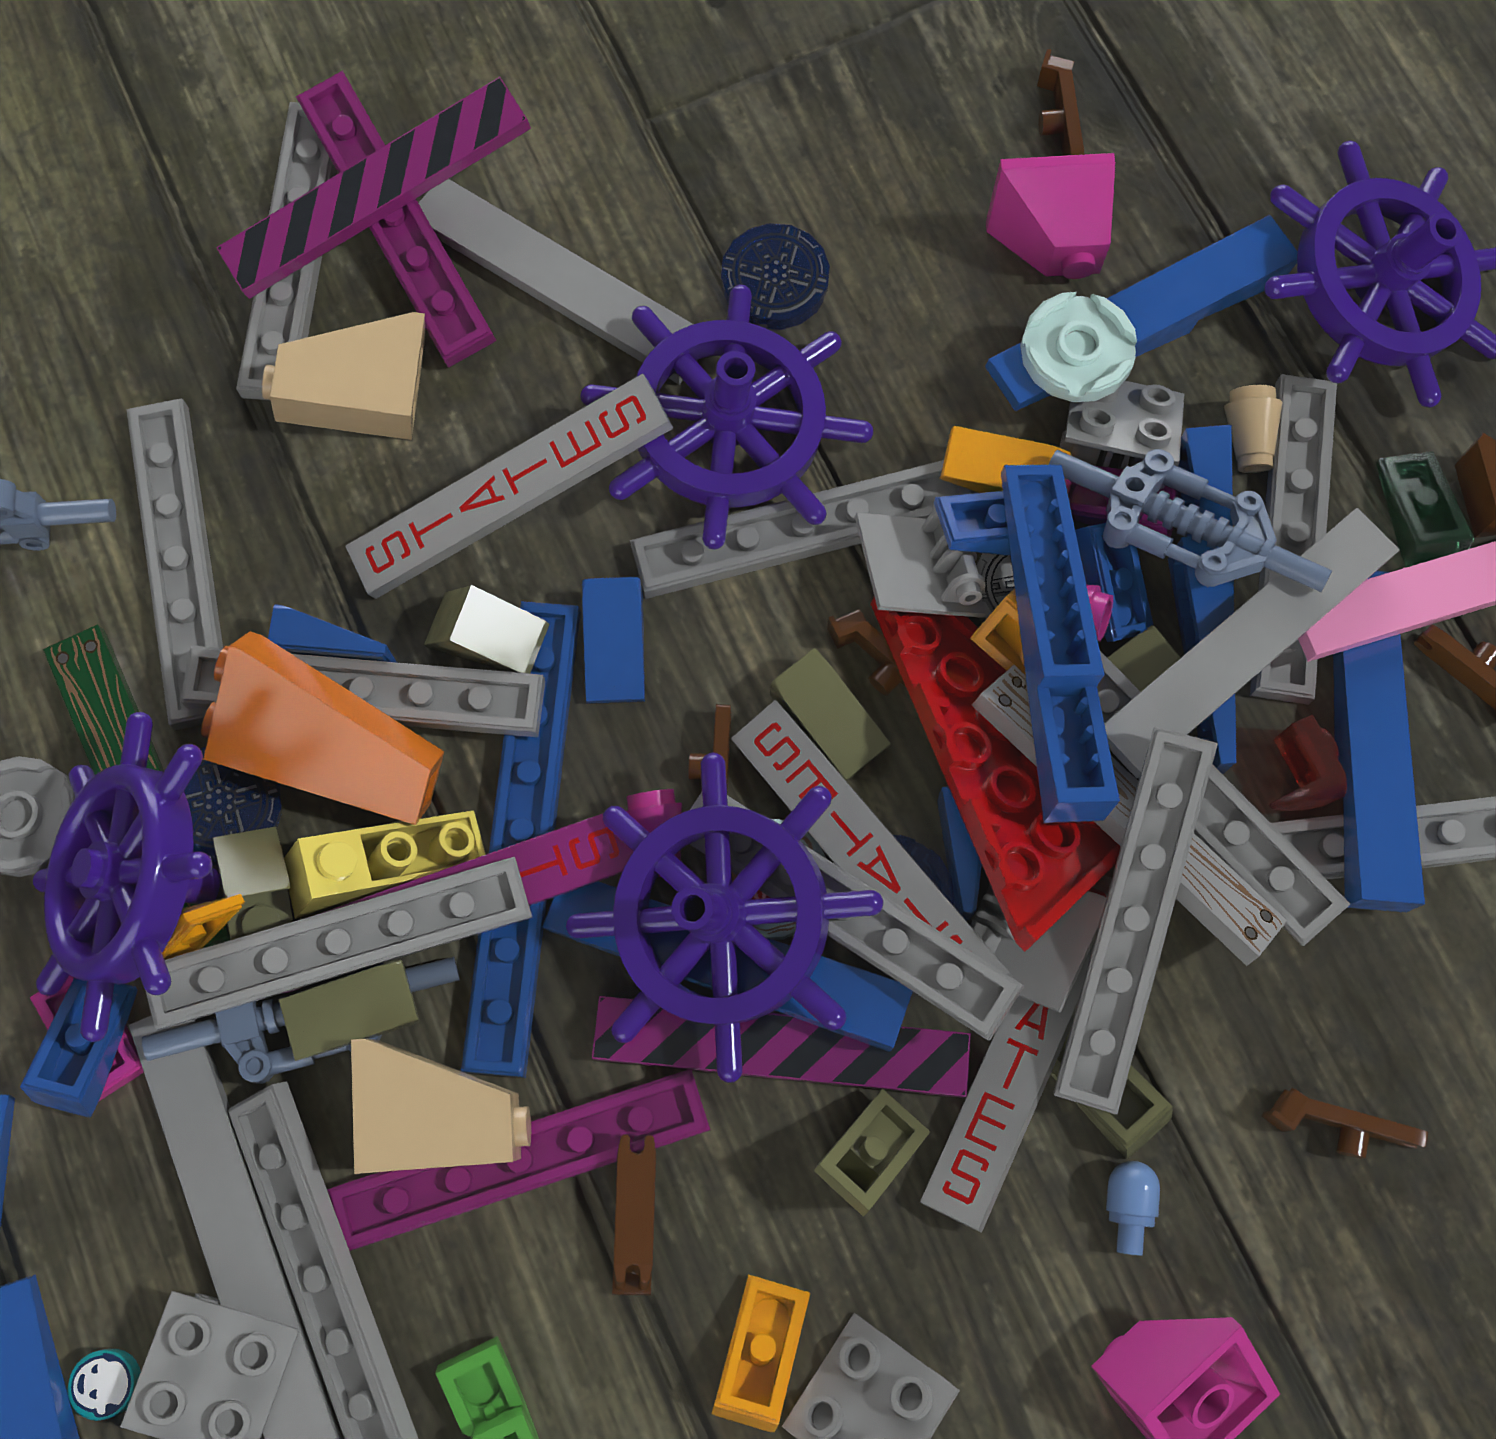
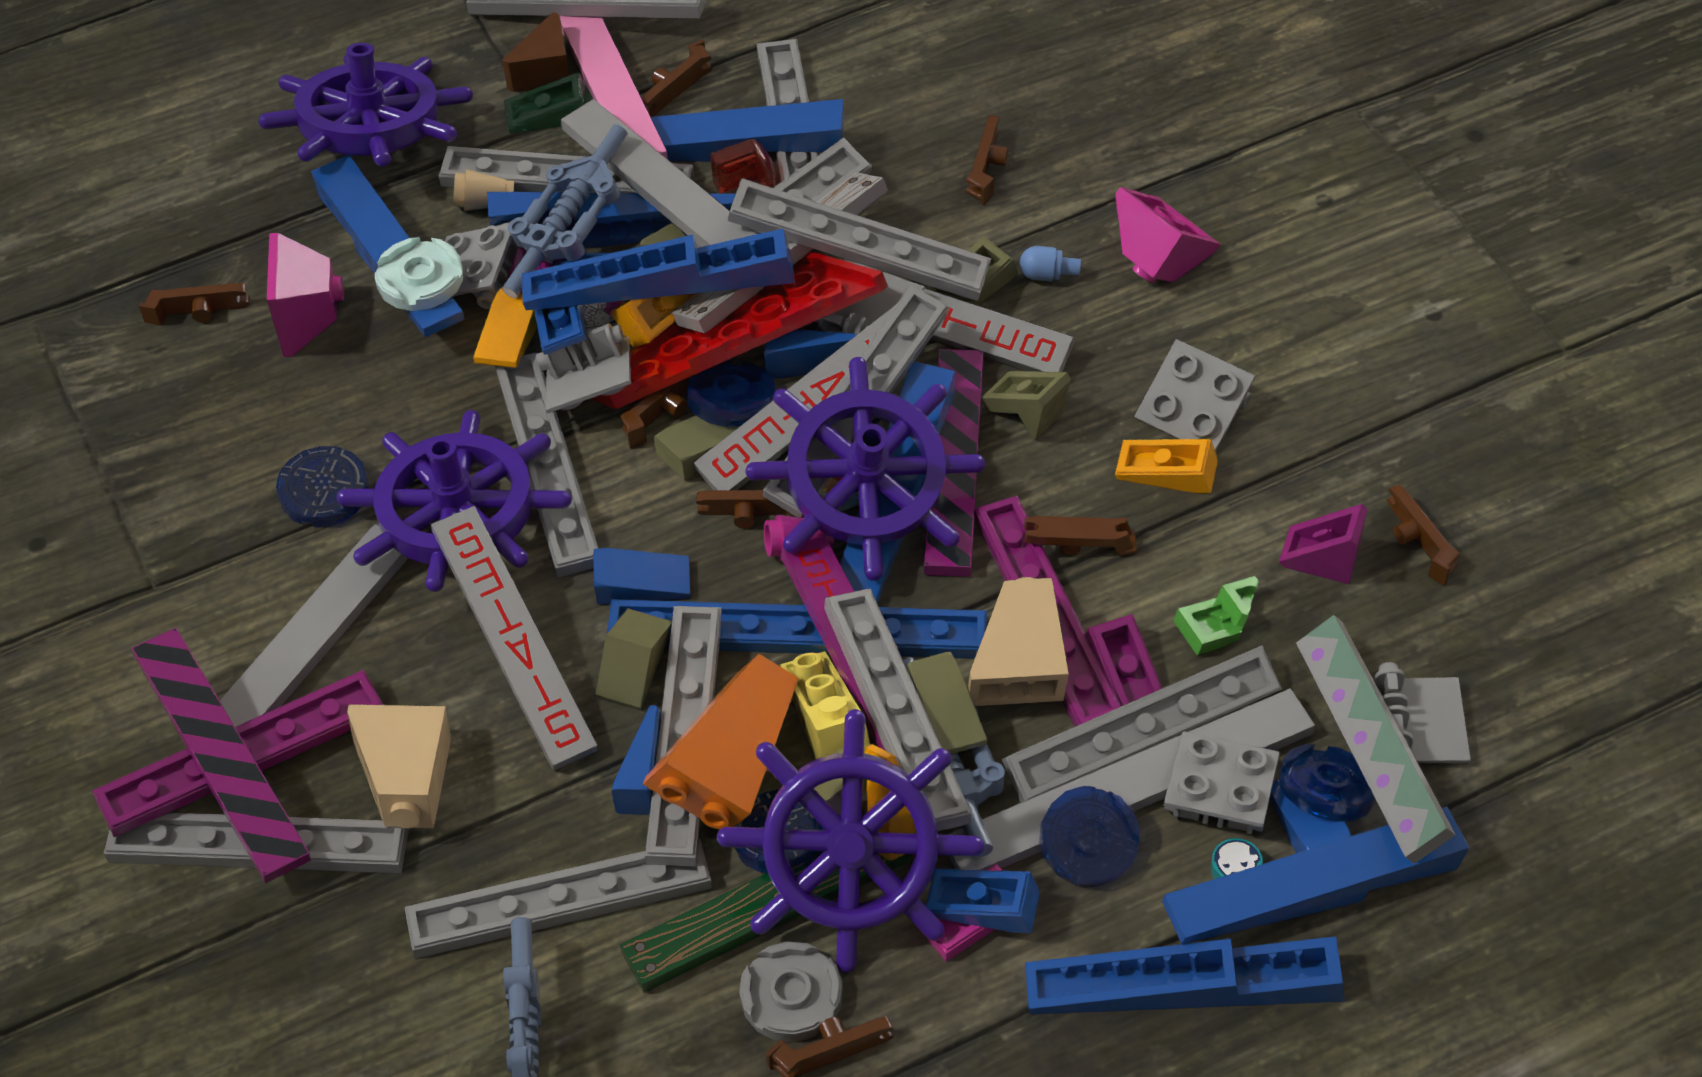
camera: 90 degrees left, 20 degrees down
(158, 1188) = (1089, 836): none -> clear blue tile
(427, 1259) = (1124, 658): none -> magenta slope
(889, 752) = (730, 393): none -> clear blue tile

